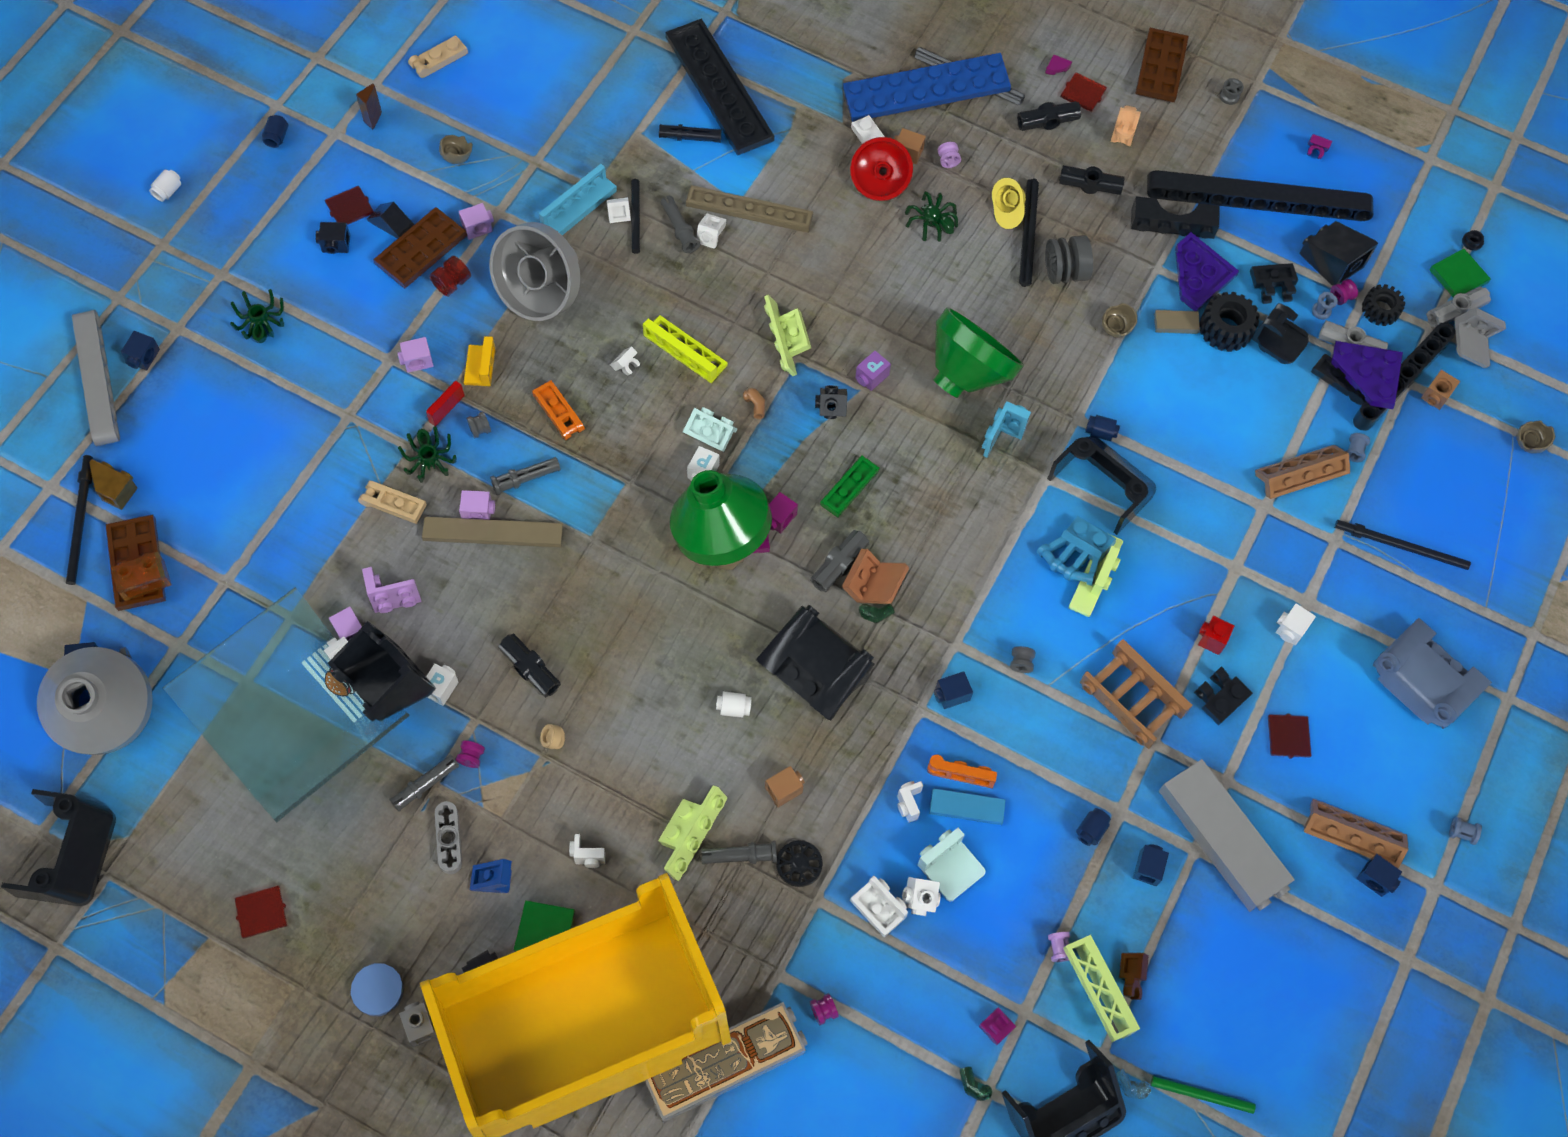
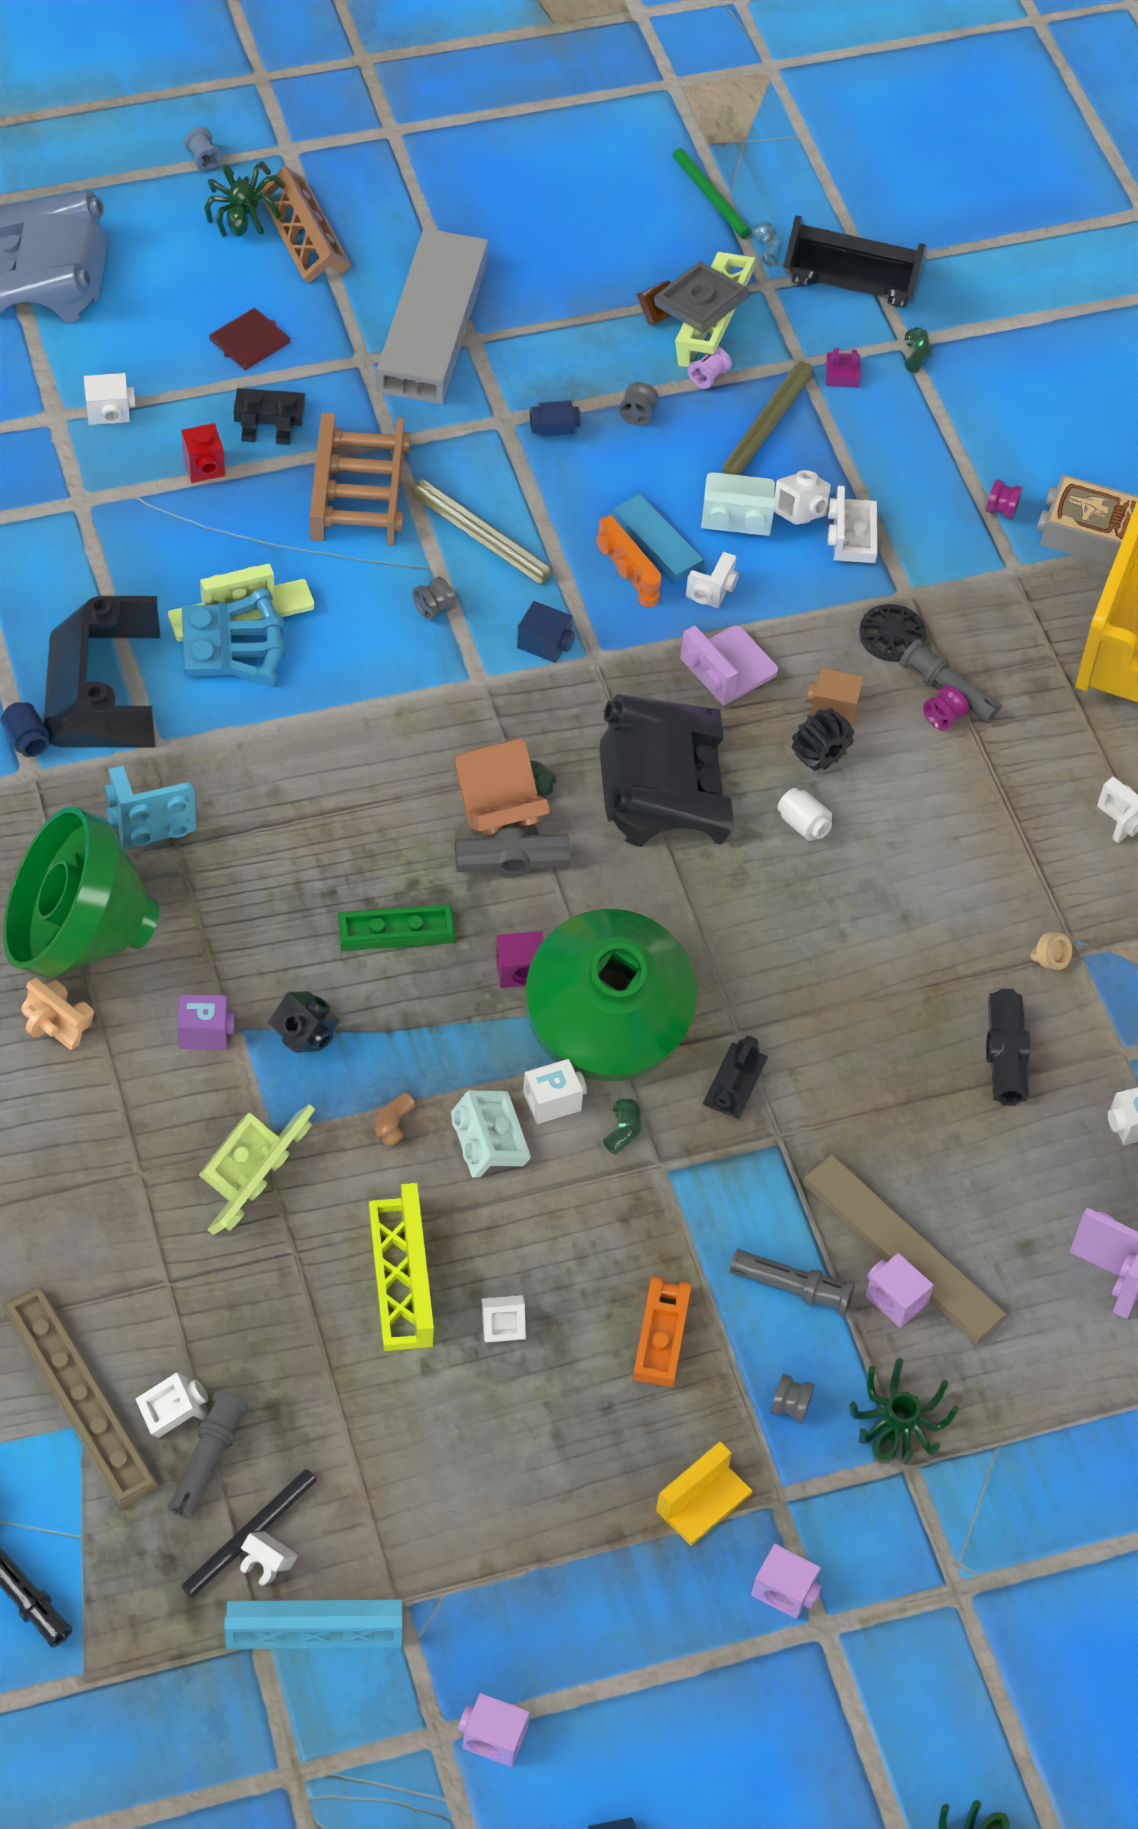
camera: 135 degrees left, 10 degrees down
(393, 502) = (1005, 1396): tan plate -> none
(420, 247) = (619, 1764): reddish brown plate -> none
(445, 403) = (810, 1470): red tile -> none
(451, 274) = (623, 1662): clear red wheel -> none
(535, 271) = (503, 1509): light grey cone -> none
(635, 543) = (736, 1077): none -> black hinge
(659, 483) = (628, 1125): none -> clear green arm
(688, 830) = (985, 749): yellowish green bracket -> none
(726, 832) = (945, 708): none -> magenta wheel
(763, 747) = (822, 739): none -> black gear
(855, 756) = (727, 662): none -> lavender bracket
(922, 325) = (51, 1013): none -> light nougat hips
(997, 945) = (767, 419): none -> olive axle
(1048, 725) = (482, 531): none -> axle
(1066, 881) = (638, 403): none -> dark grey wheel
(1109, 977) = (701, 297): none -> dark grey tile
(1151, 864) = (538, 351): dark blue brick -> none
(1380, 875) = (333, 183): dark blue brick -> none
(1400, 810) = (242, 200): none -> dark green animal

